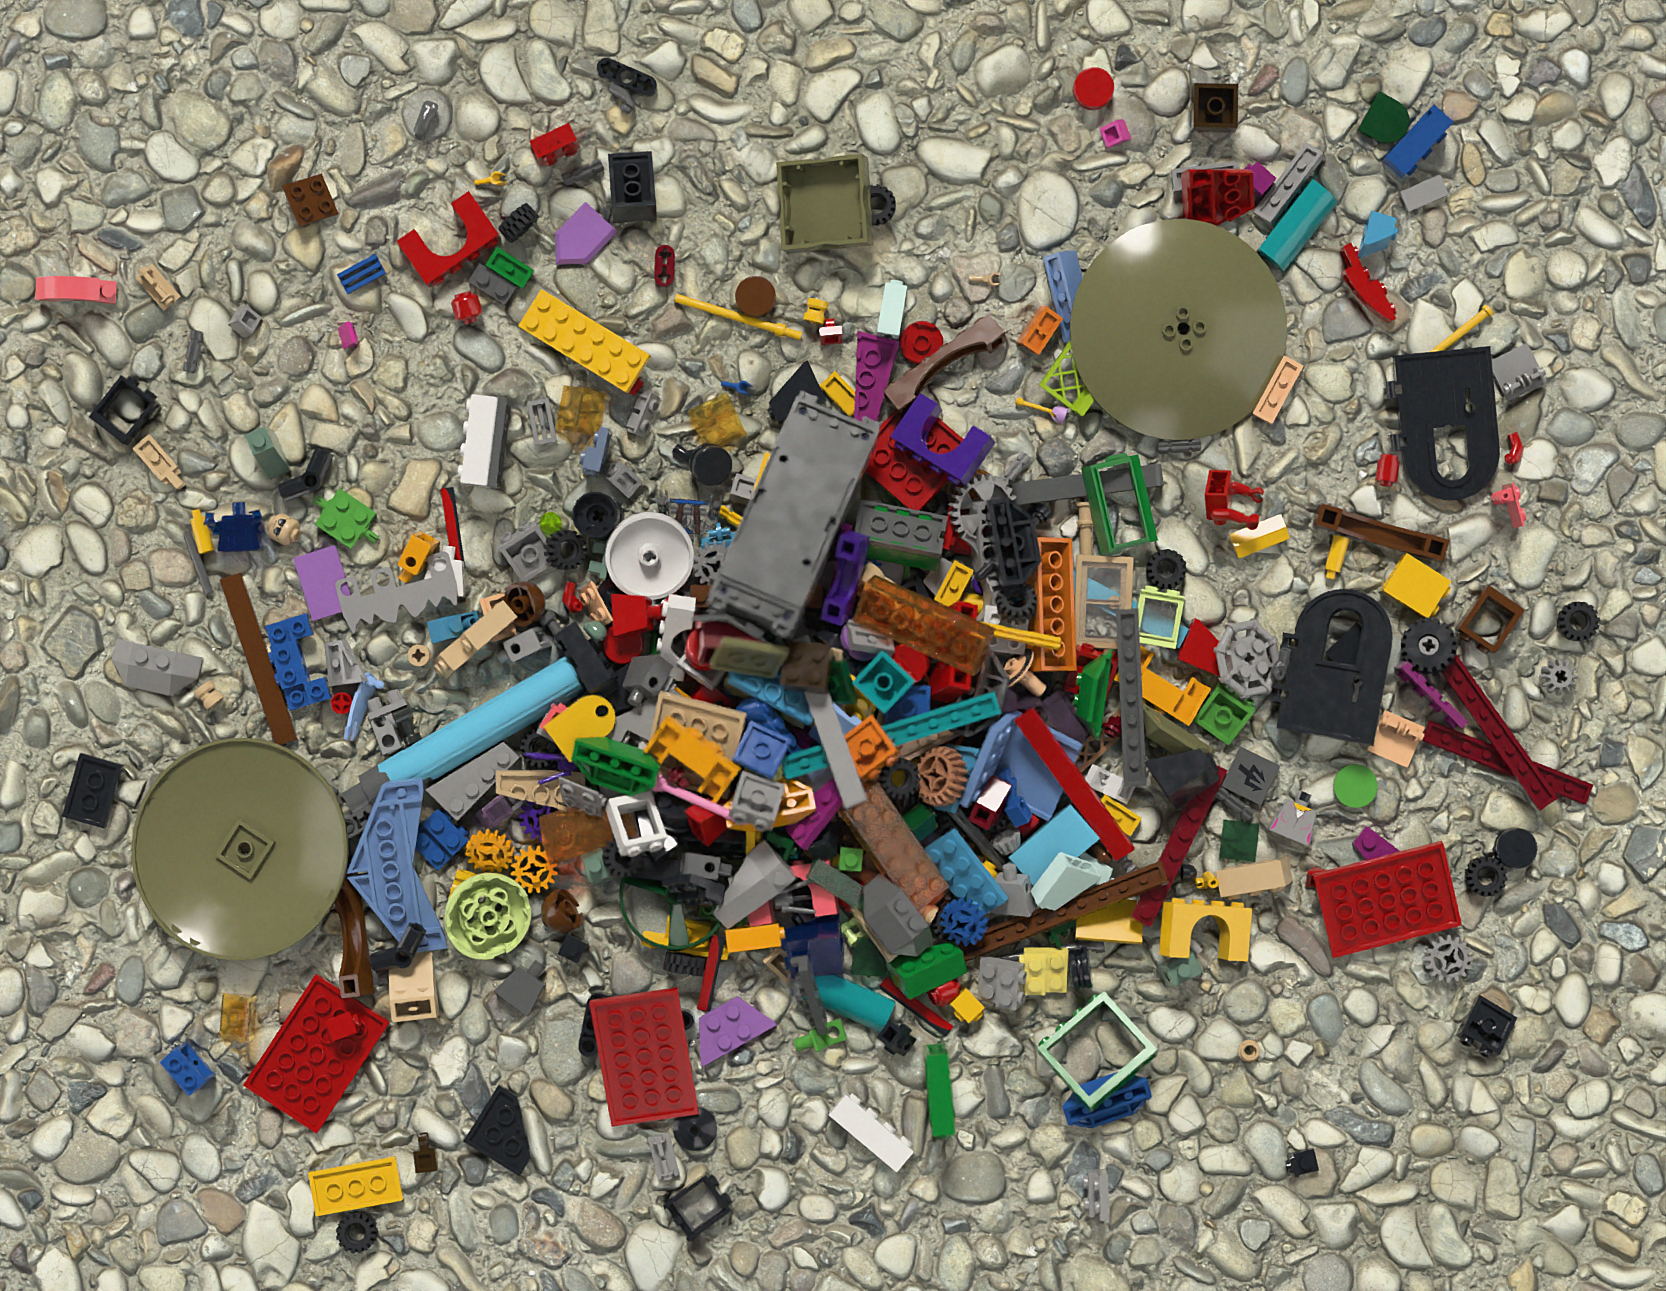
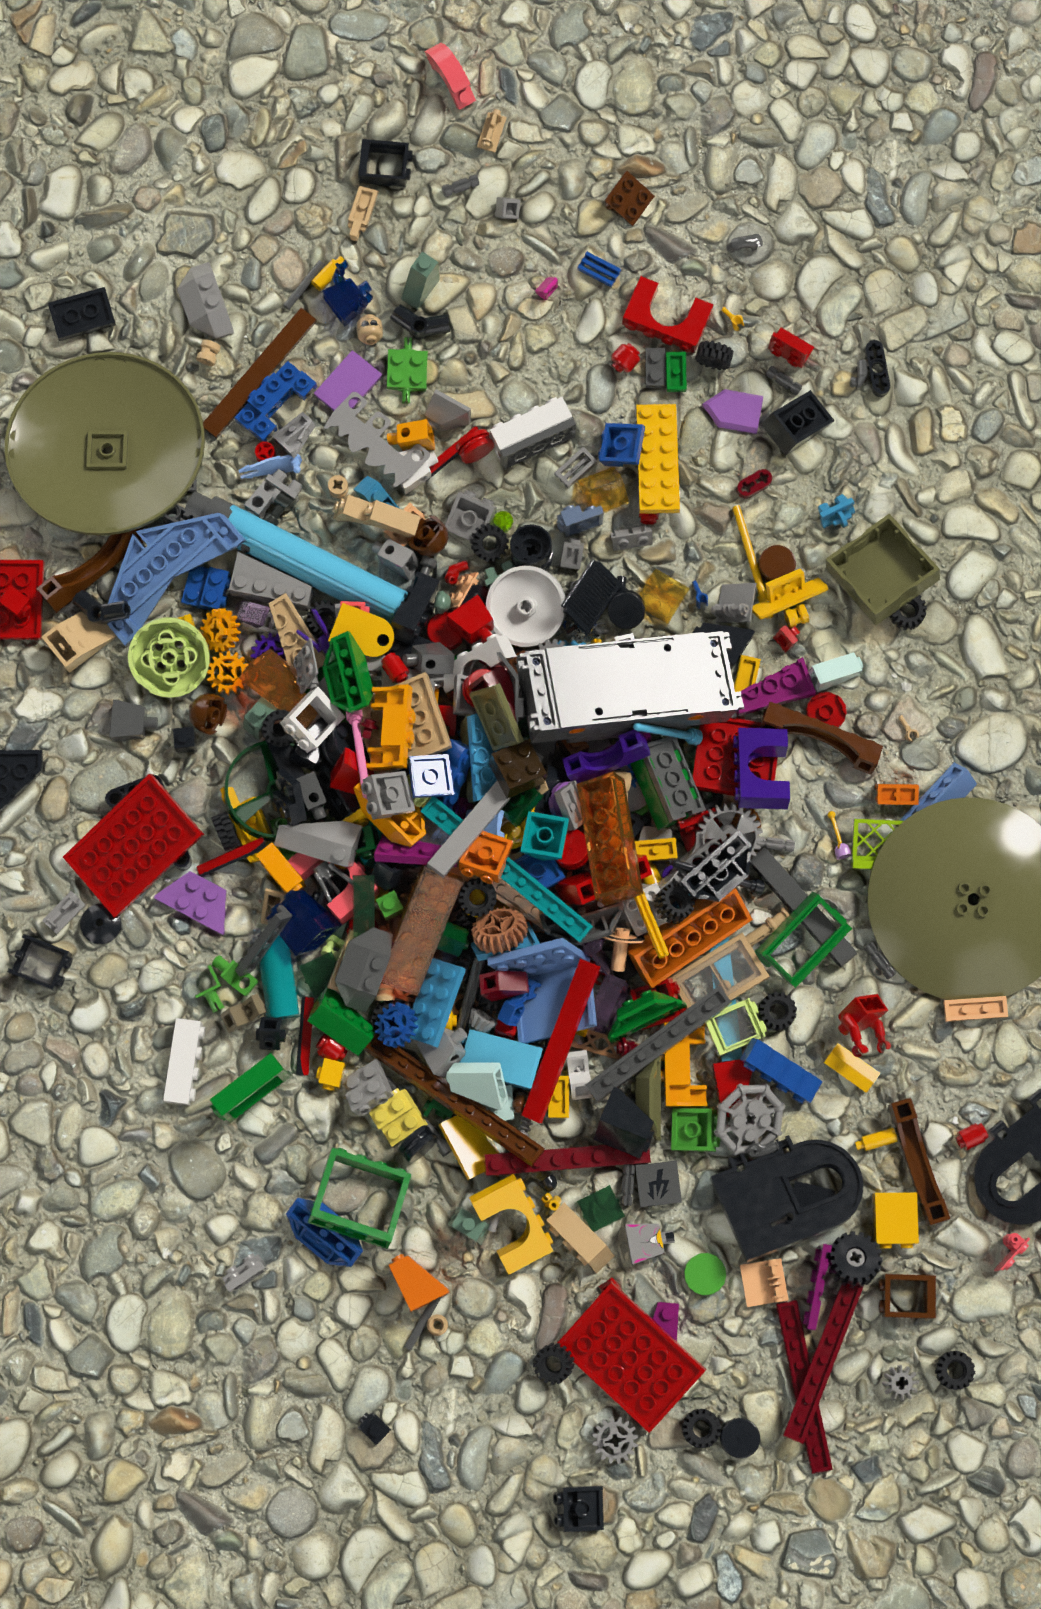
camera: 60 degrees right, 10 degrees down
(413, 511) = (447, 413): none -> light grey slope
(463, 504) = (475, 446): none -> red head
(549, 366) = (621, 444): none -> blue plate
(636, 717) = (395, 668): none -> red brick
(678, 490) = (590, 596): none -> black window
(745, 208) = (837, 514): none -> dark azure hips
(768, 360) = (735, 603): none -> light grey hinge
(790, 306) = (786, 592): none -> yellow bracket
(823, 1068) = (211, 994): none -> bright green bracket
(863, 1051) = (243, 1014): none -> dark tan brick
(869, 483) = (691, 736): none -> medium azure piece
(1203, 1046) = (416, 1283): none -> orange slope
(1223, 602) = (781, 1071): none -> blue brick
(1236, 1060) = (421, 1324): none -> dark grey bar
(1349, 959) = (562, 1355): none -> black tyre

